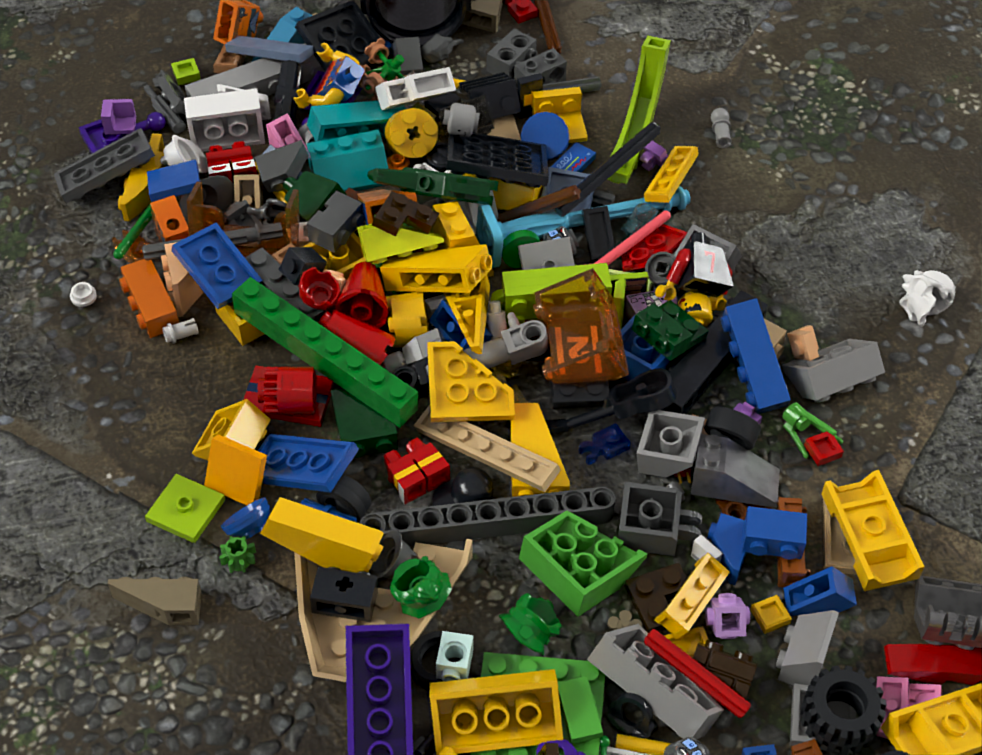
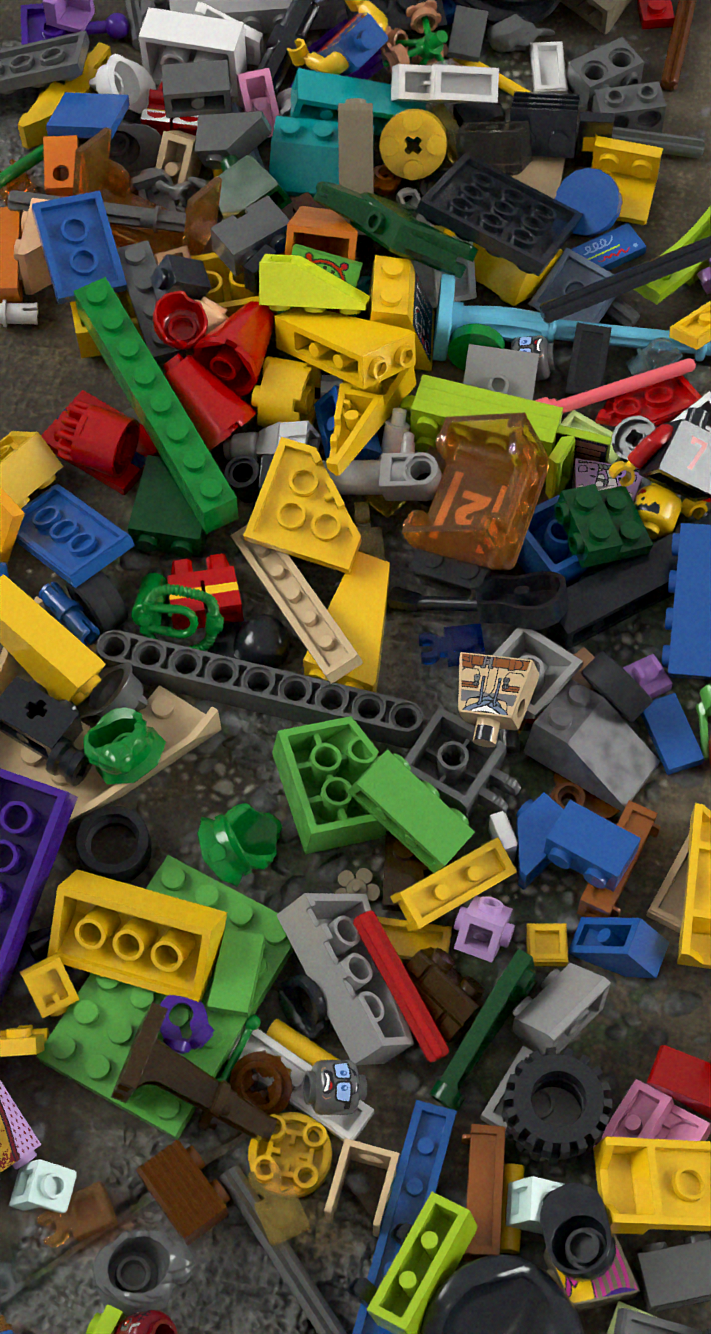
camera: 25 degrees right, 10 degrees up
(242, 141) = (196, 88): none -> dark grey brick
(352, 242) = (251, 269): none -> black plate
(378, 142) = (356, 148): none -> dark tan slope
(383, 612) = (68, 762): none -> black wheel
(386, 492) = (151, 604): none -> green piece
(401, 210) = (324, 250): dark brown plate -> none
(451, 646) = (121, 833): light aqua brick -> none
(461, 119) = (477, 147): light grey head -> none
(470, 63) = (548, 67): none -> white tile
(542, 204) = (525, 298): reddish brown axle -> none
(644, 555) = (411, 810): none -> bright green brick
(660, 457) = (494, 693): none -> torso
(770, 646) = (514, 984): none -> dark green plate
(779, 450) = (672, 734): none -> blue tile

